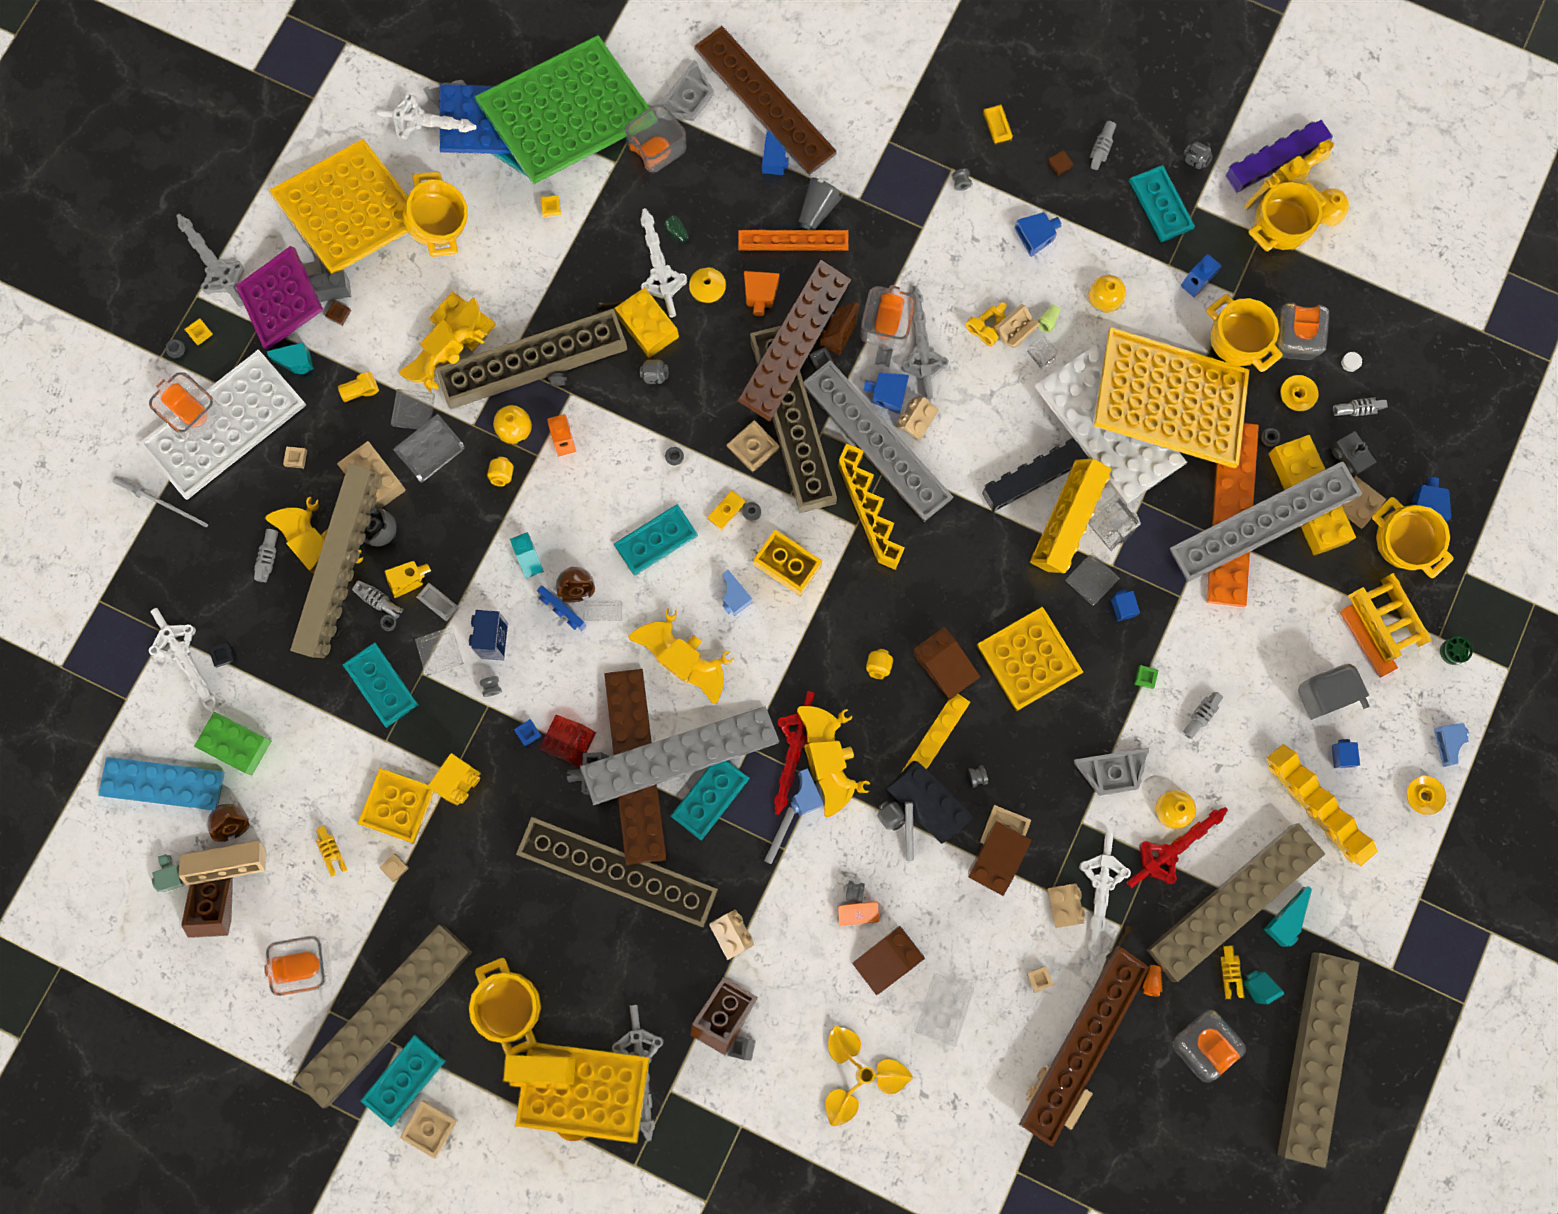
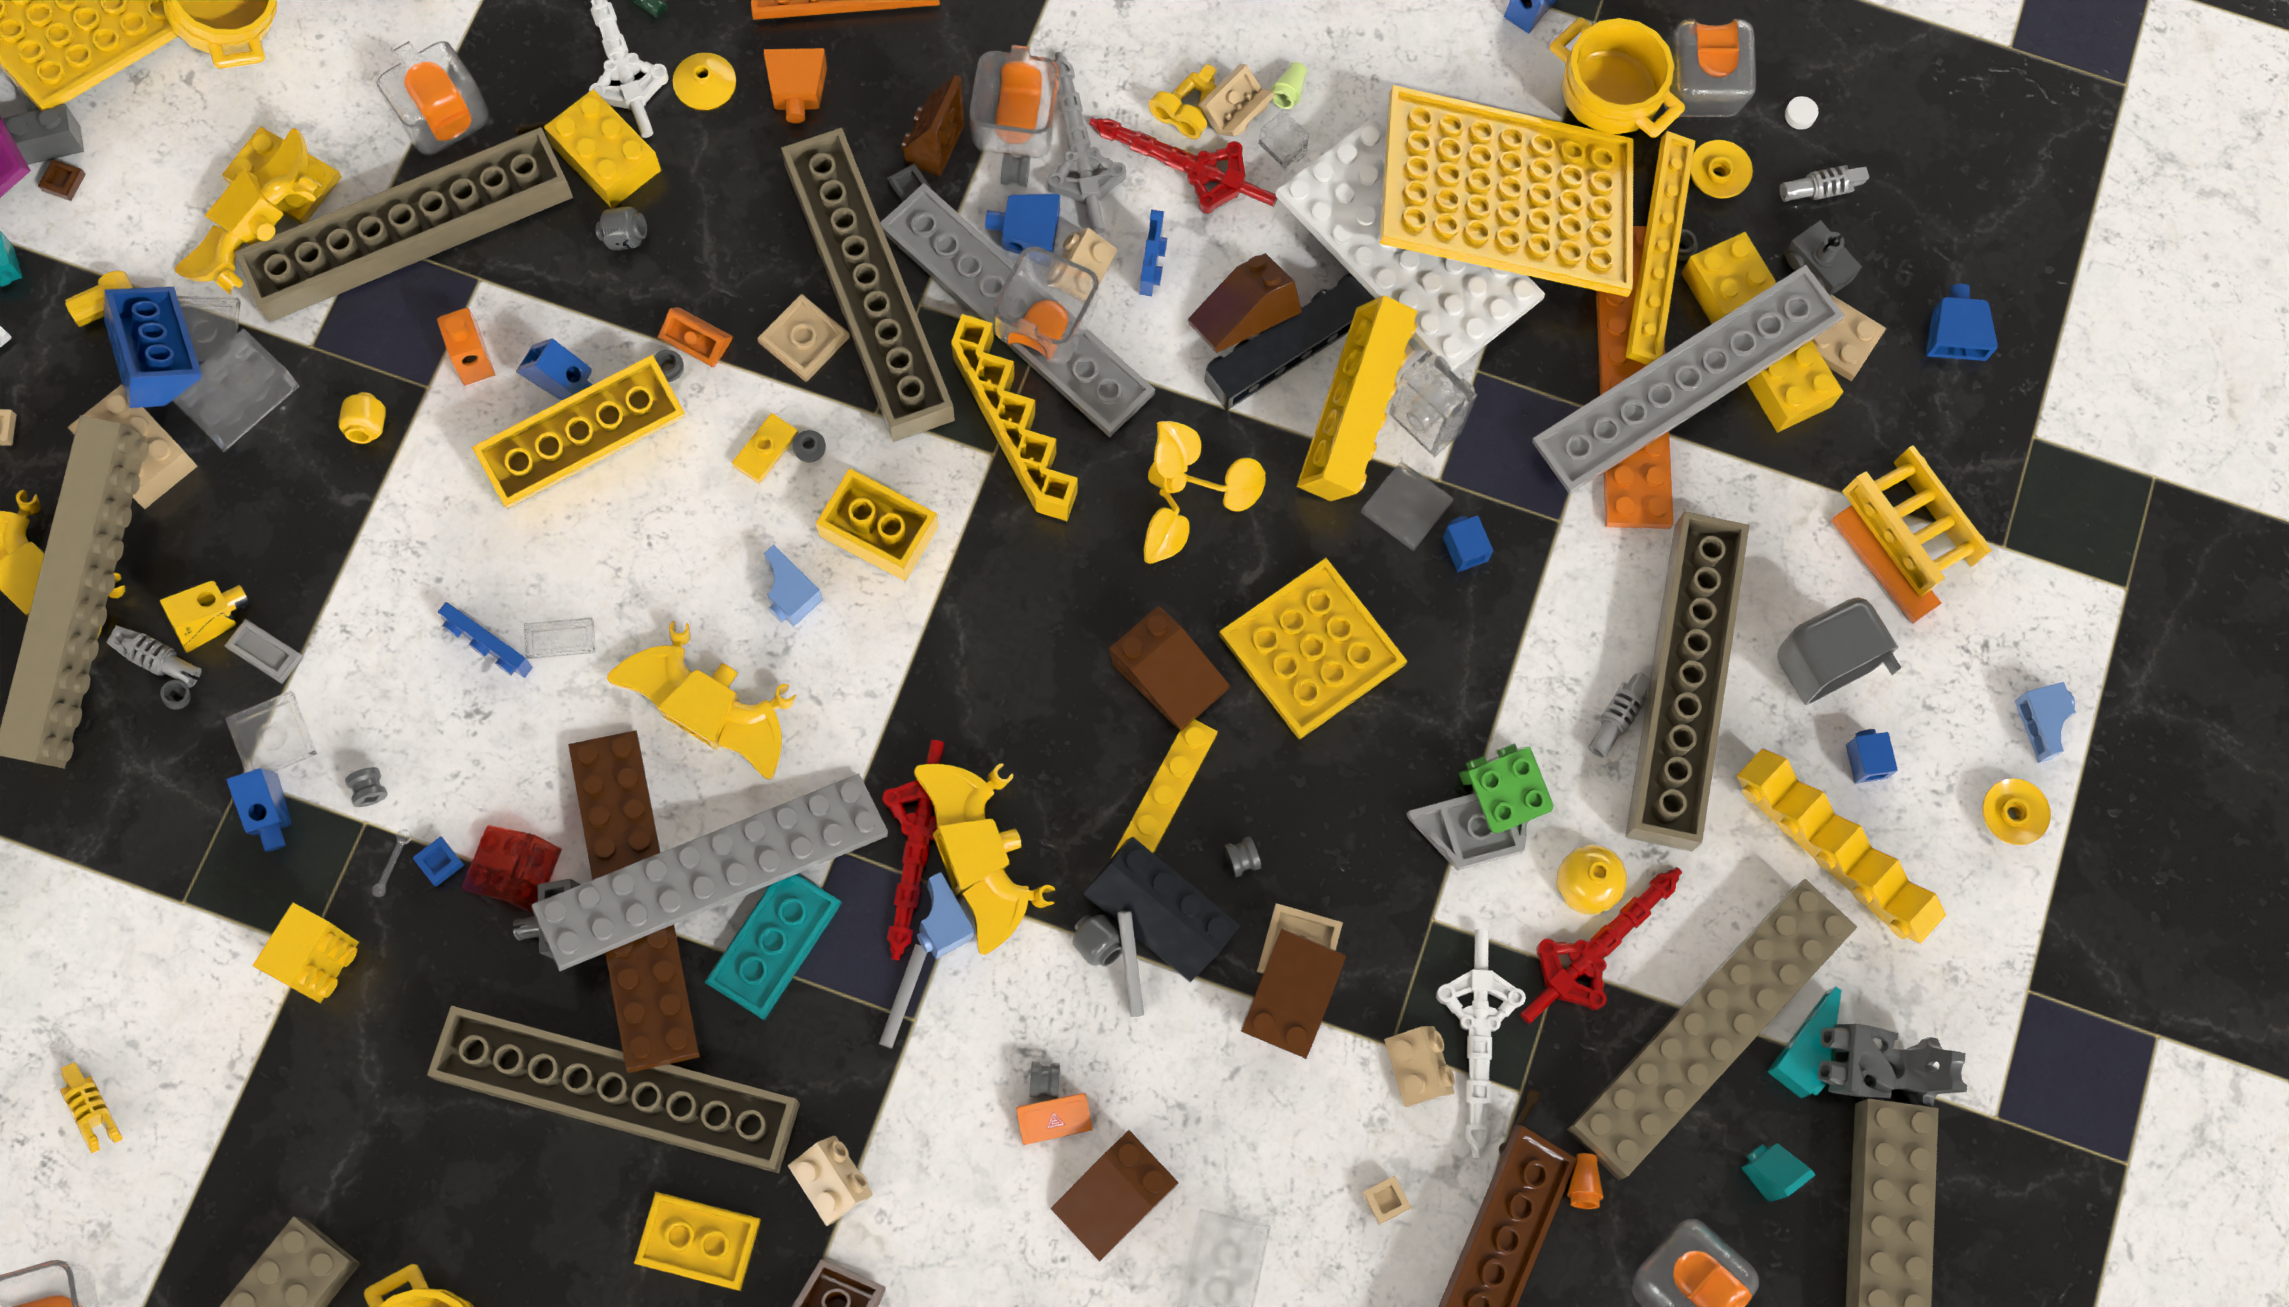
camera: 10 degrees left, 5 degrees down
(380, 684) = (168, 804): teal tile -> none
(381, 528) = (152, 531): dark grey cylinder -> none
(385, 418) = (150, 344): none -> blue slope
(394, 867) = (208, 1125): tan plate -> none
(396, 806) = (207, 1014): yellow plate -> none
(432, 684) = (252, 795): none -> blue torso
(489, 634) = (355, 694): dark blue brick -> none
(509, 716) = (403, 837): none -> clear hinge
(512, 424) = (379, 337): yellow cylinder -> none
(526, 555) = (417, 554): teal slope -> none
(553, 285) = (433, 97): none -> clear piece
(557, 379) = (453, 256): dark grey plate -> none
(574, 584) = (505, 597): reddish brown cylinder -> none
(612, 455) = (555, 369): none -> blue torso
(623, 492) = (579, 432): none -> yellow brick
(655, 539) = (644, 509): teal tile -> none
(656, 960) = (697, 1241): none -> yellow tile
(691, 439) = (694, 336): none -> orange slope
(794, 340) = (856, 154): reddish brown plate -> none
(879, 664) = (1053, 681): yellow head -> none
(896, 443) = (1046, 304): none -> clear piece
(961, 410) = (1154, 248): none -> blue wing
(963, 539) = (1174, 451): none -> yellow plant
(991, 364) = (1199, 168): none -> red bar
(1011, 451) = (1246, 303): none -> reddish brown slope
(1107, 293) = (1383, 37): yellow cylinder -> none
(1133, 751) = (1508, 787): none -> bright green bracket
(1146, 677) = (1516, 660): bright green tile -> none
(1231, 972) = (1720, 1151): yellow hinge -> none
(1244, 700) = (1687, 682): none -> dark tan brick
(1258, 439) = (1660, 248): none -> yellow plate
(1333, 936) = (1908, 1069): none -> dark grey hips
(1413, 537) = (1938, 381): yellow piece -> none
(1456, 650) = (2034, 565): dark green wheel -> none

